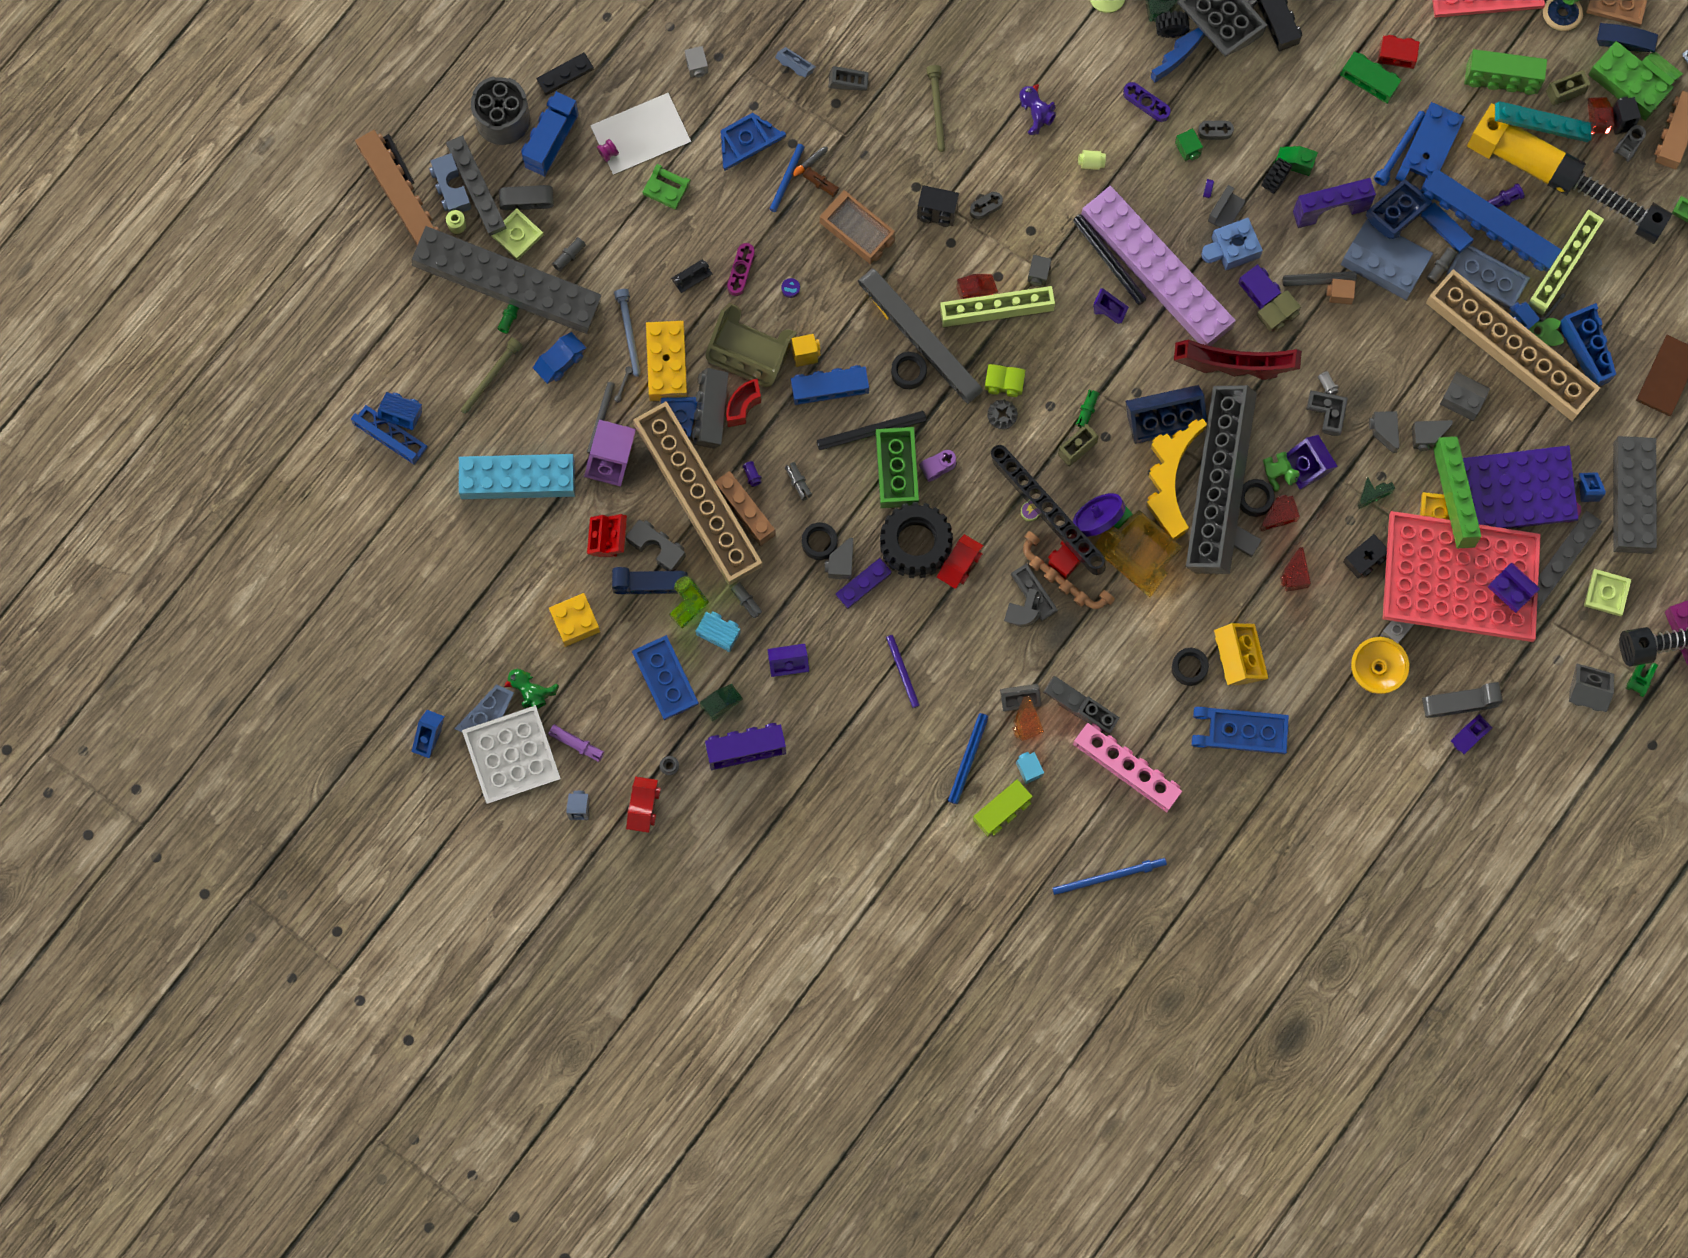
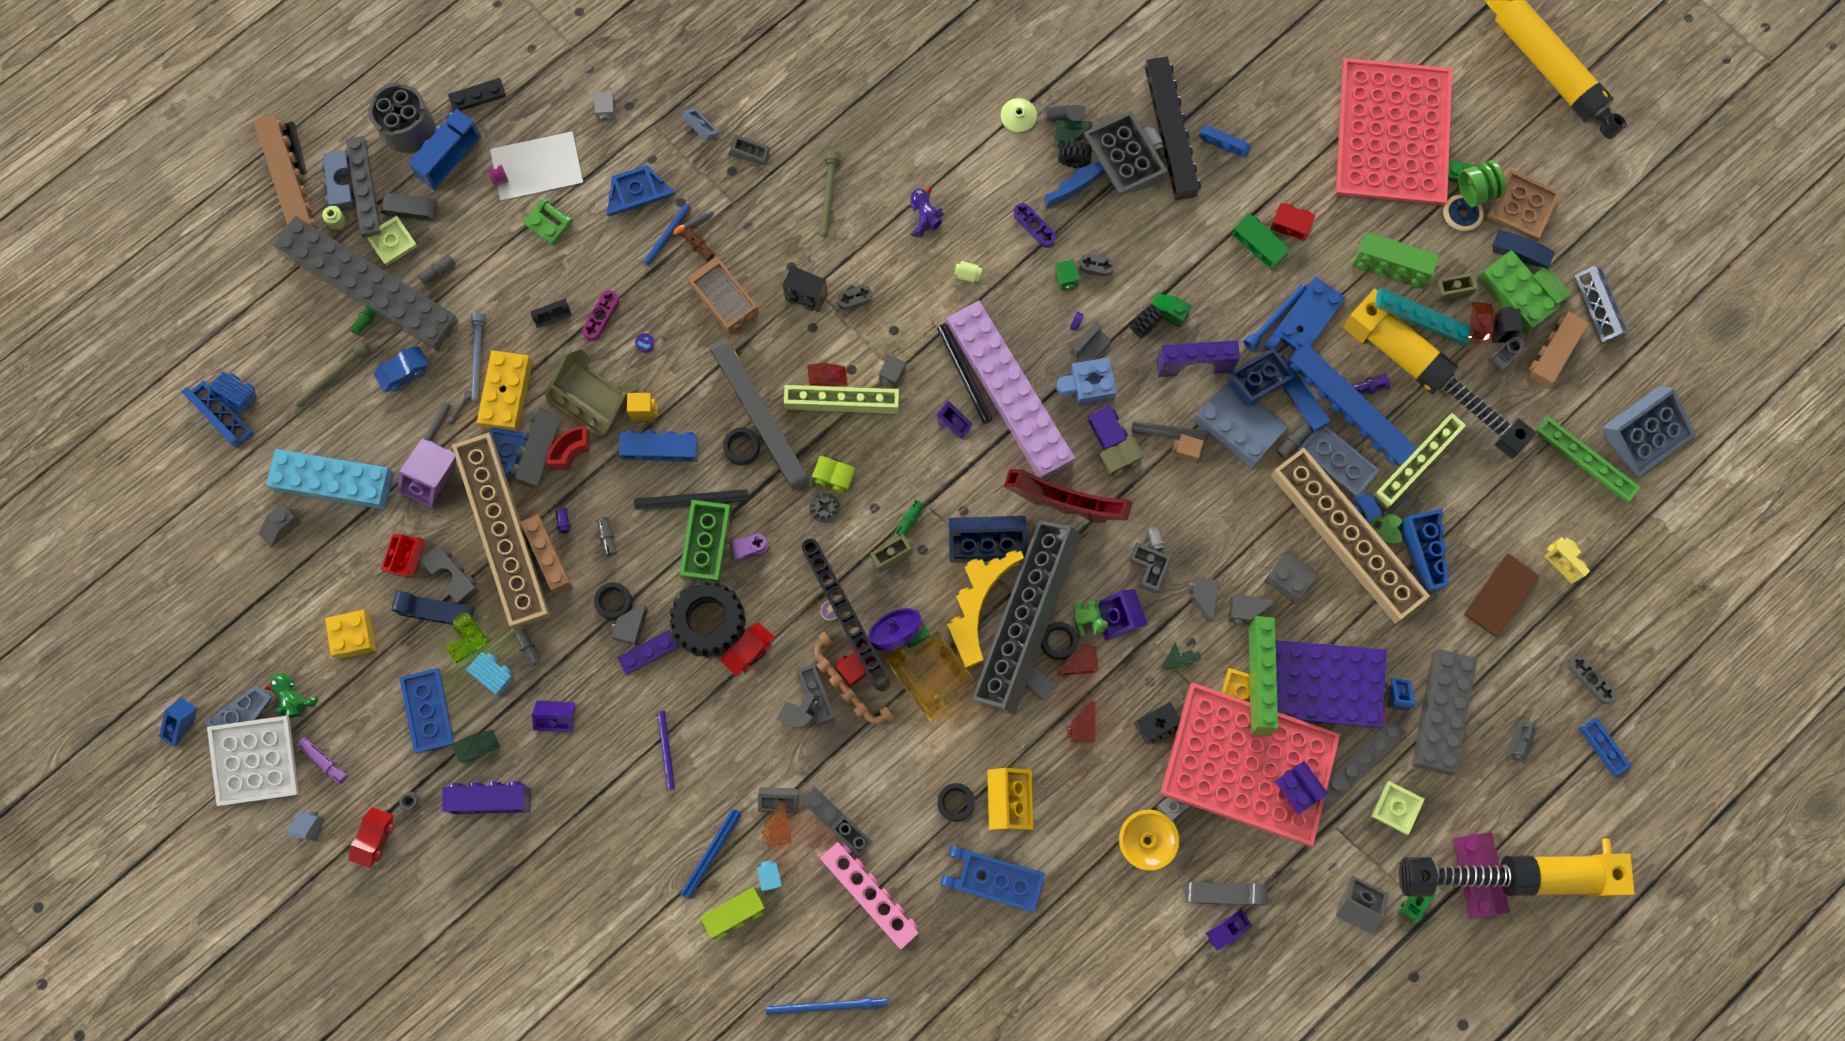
camera: 10 degrees right, 0 degrees up
(476, 530) = (278, 525): none -> dark grey slope

